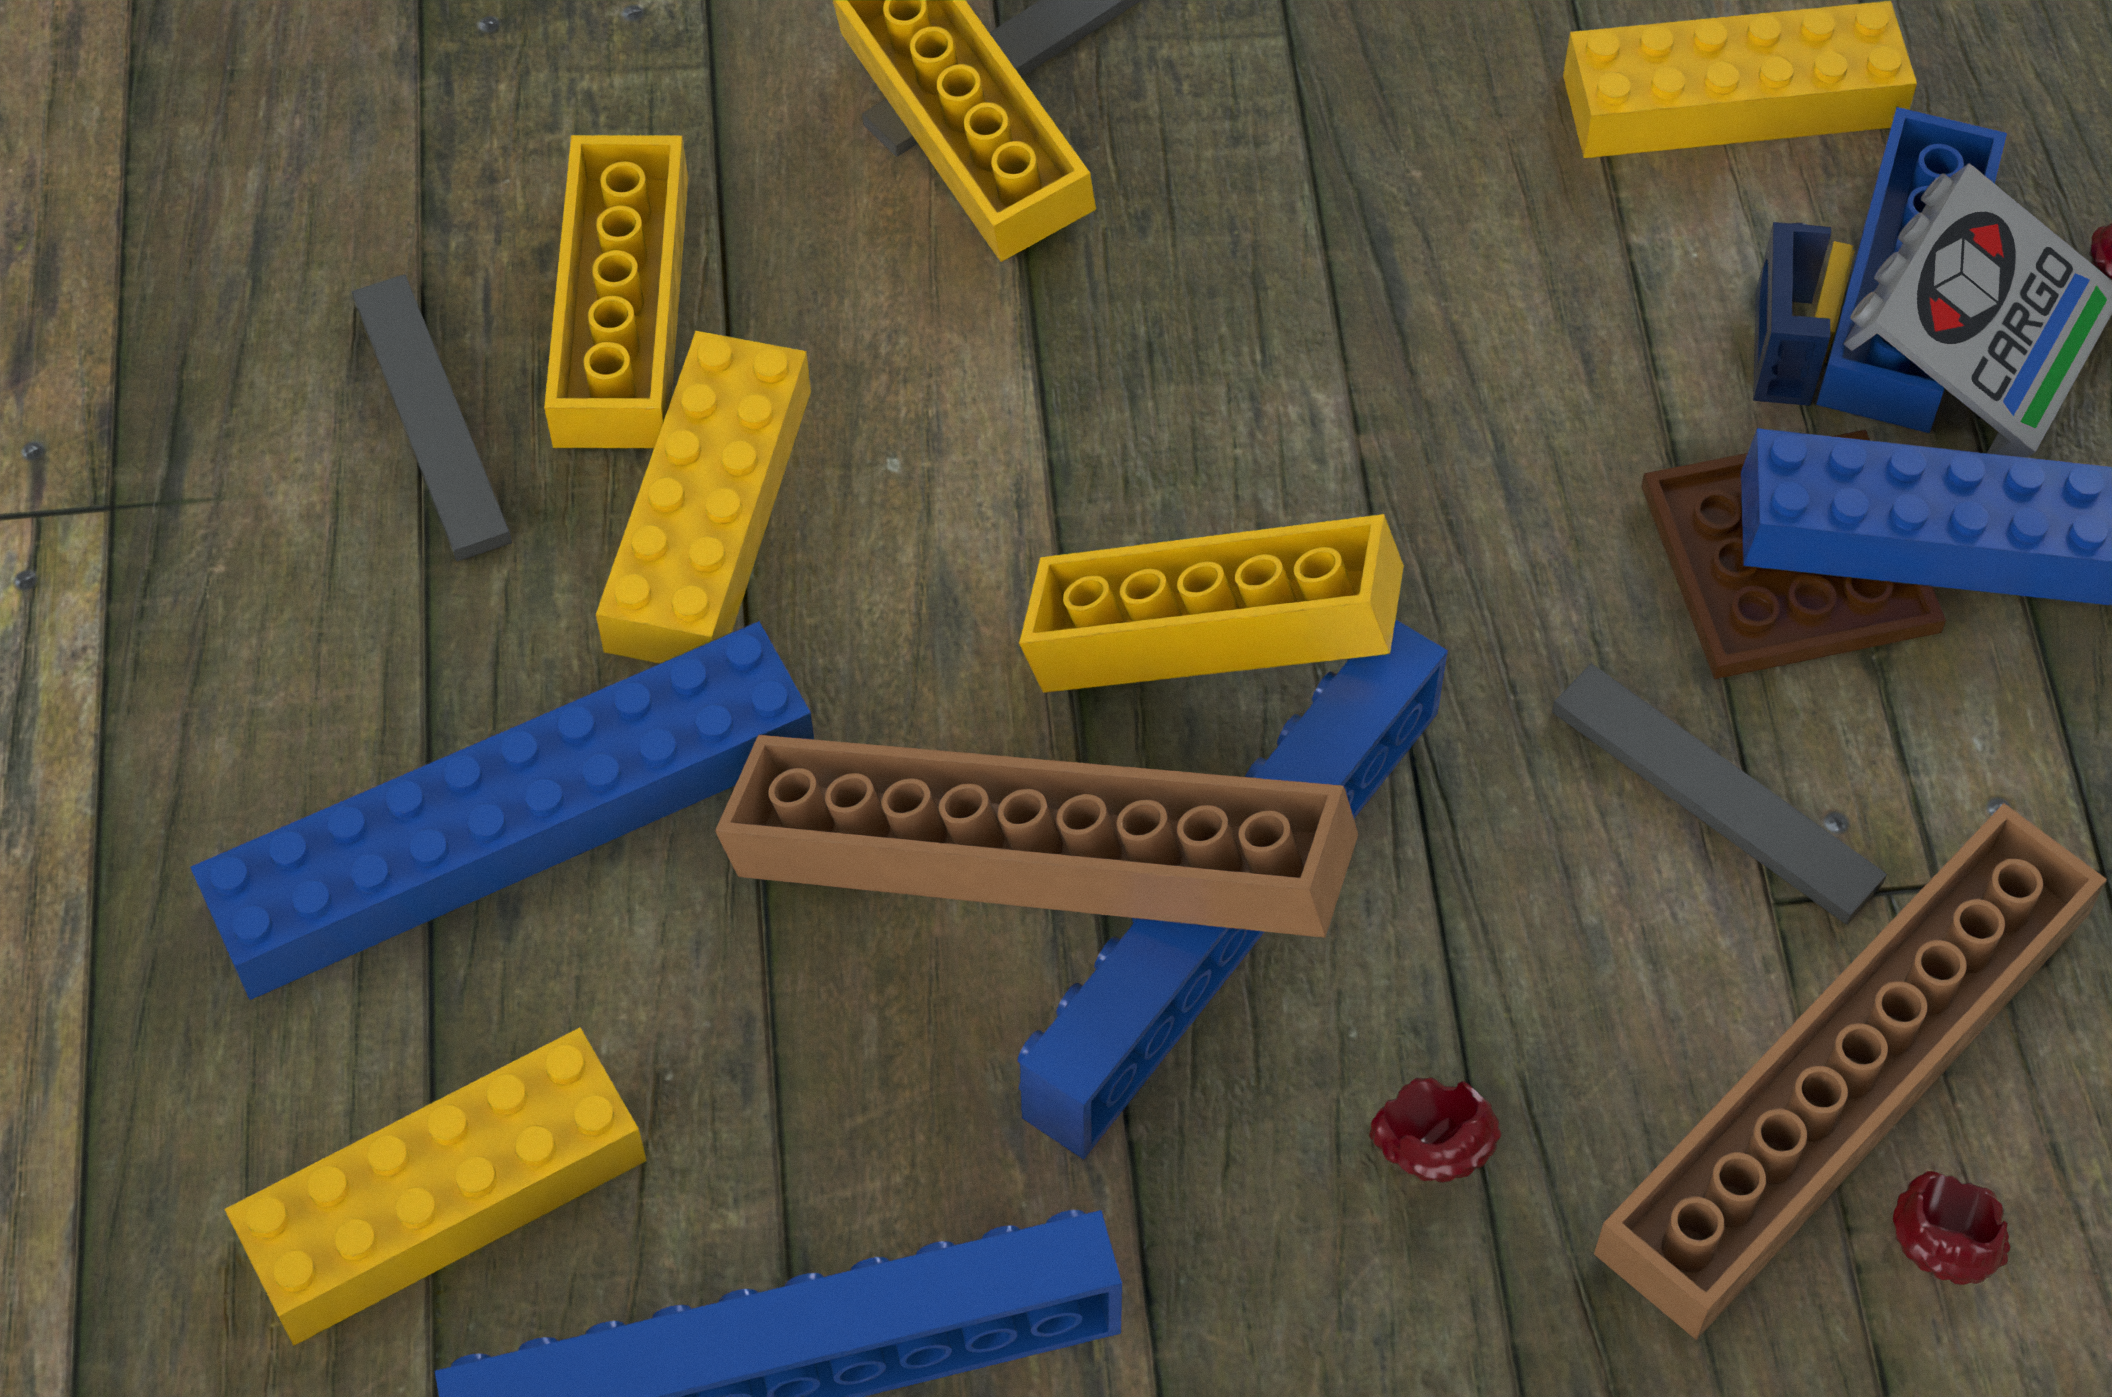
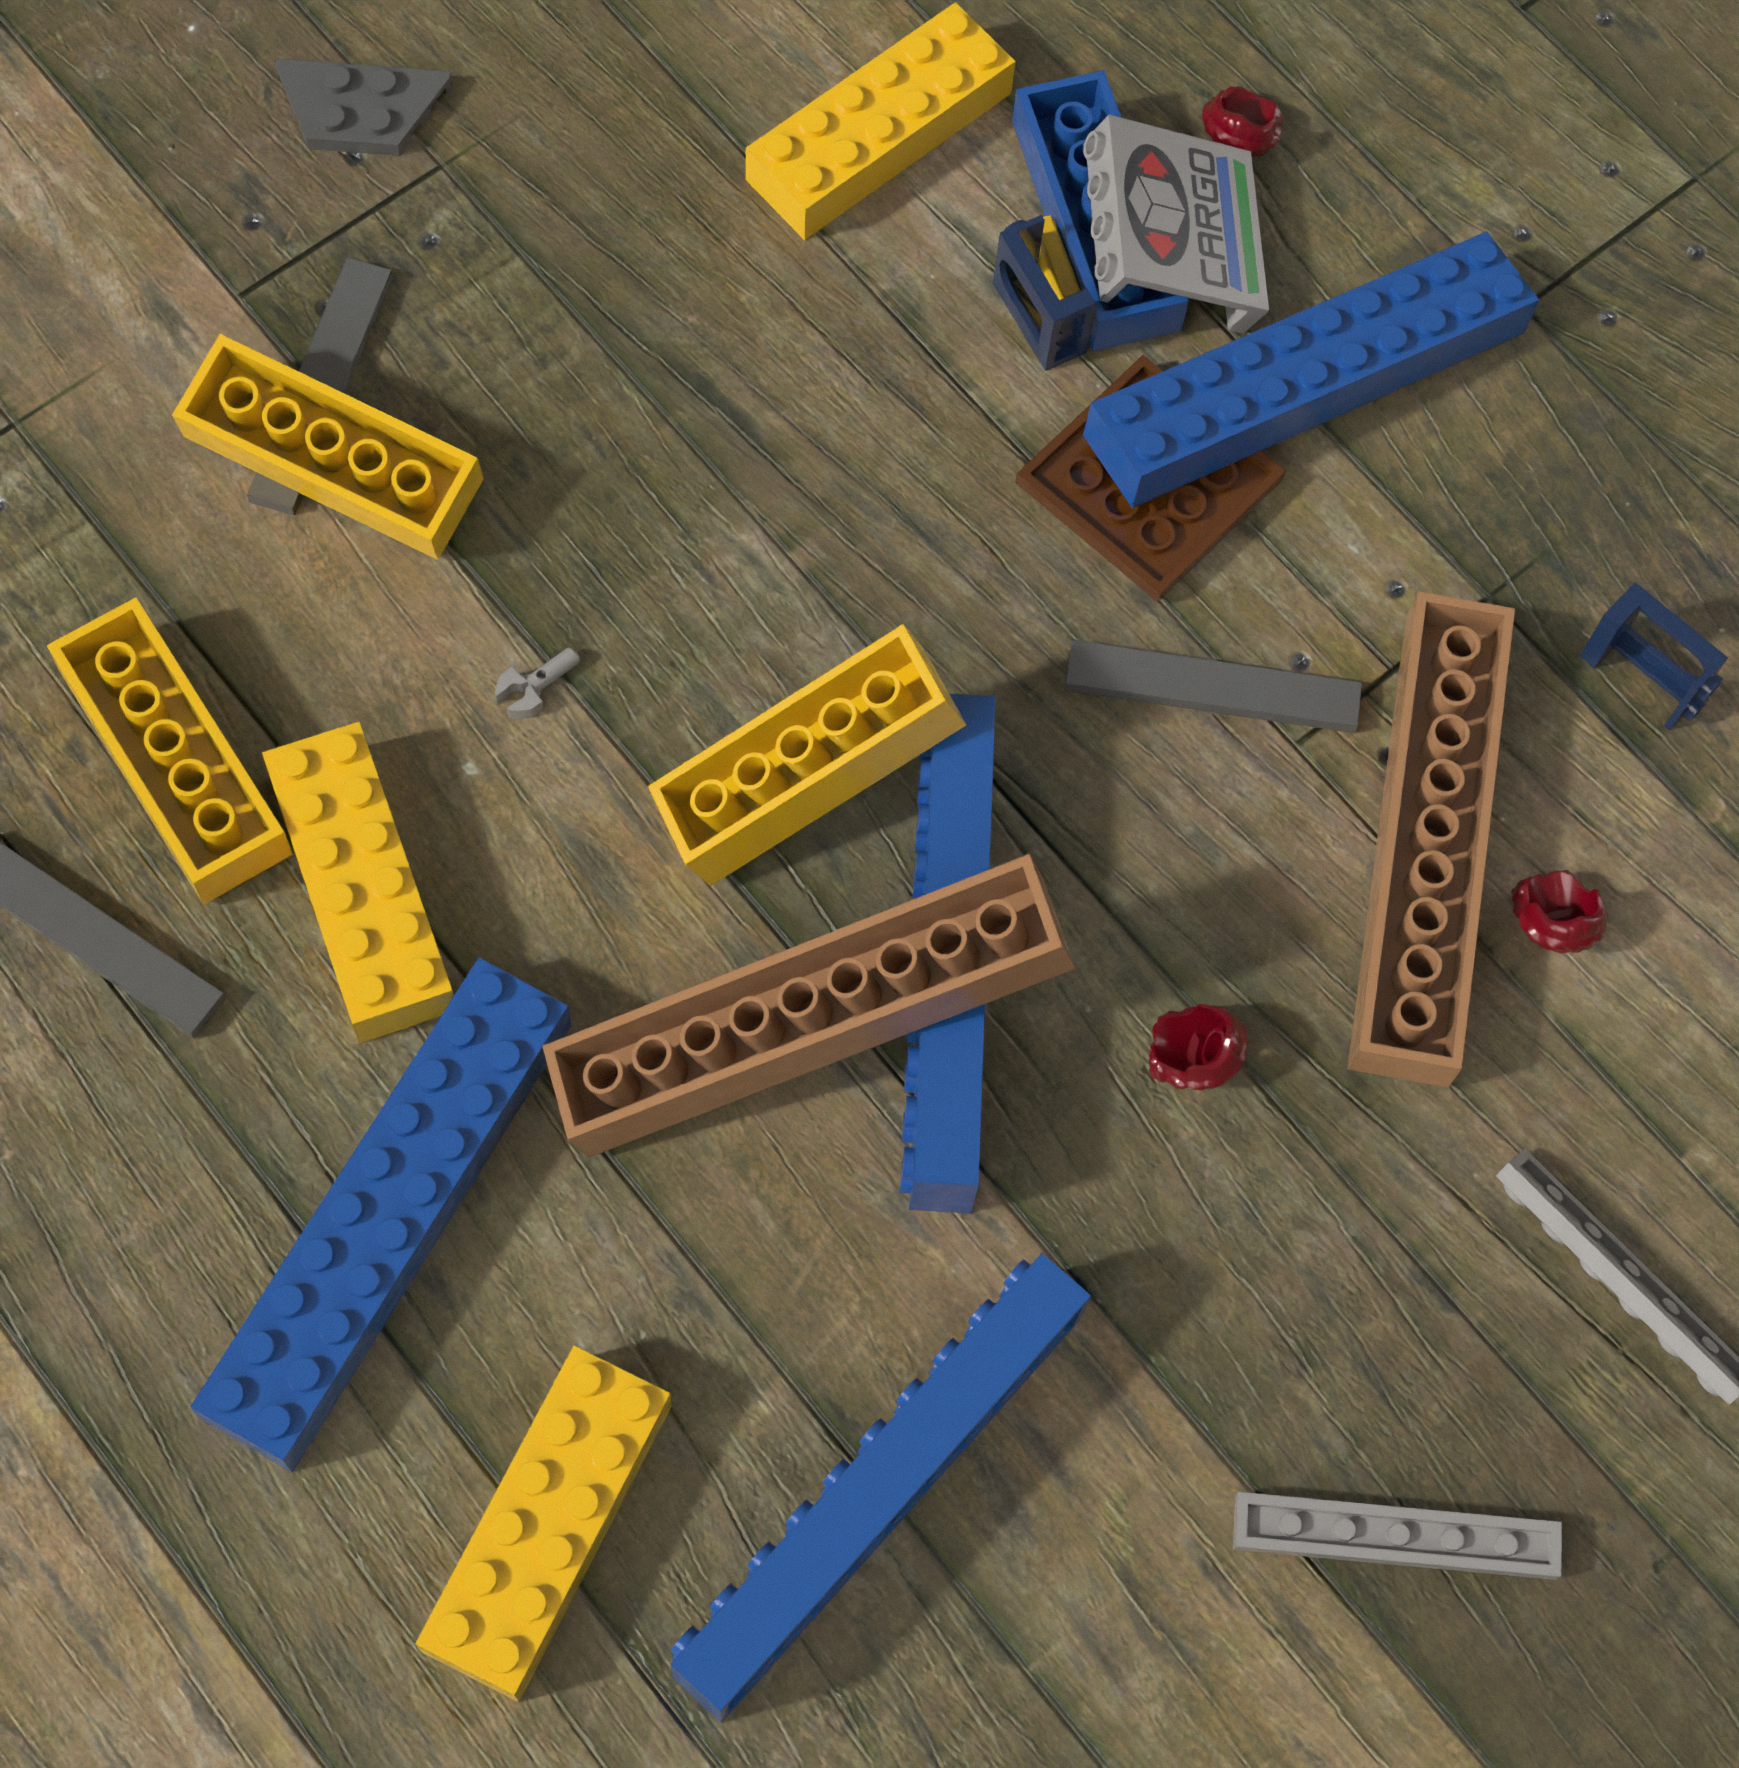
camera: 40 degrees left, 10 degrees up
(1006, 418) = (533, 683): none -> light grey bar

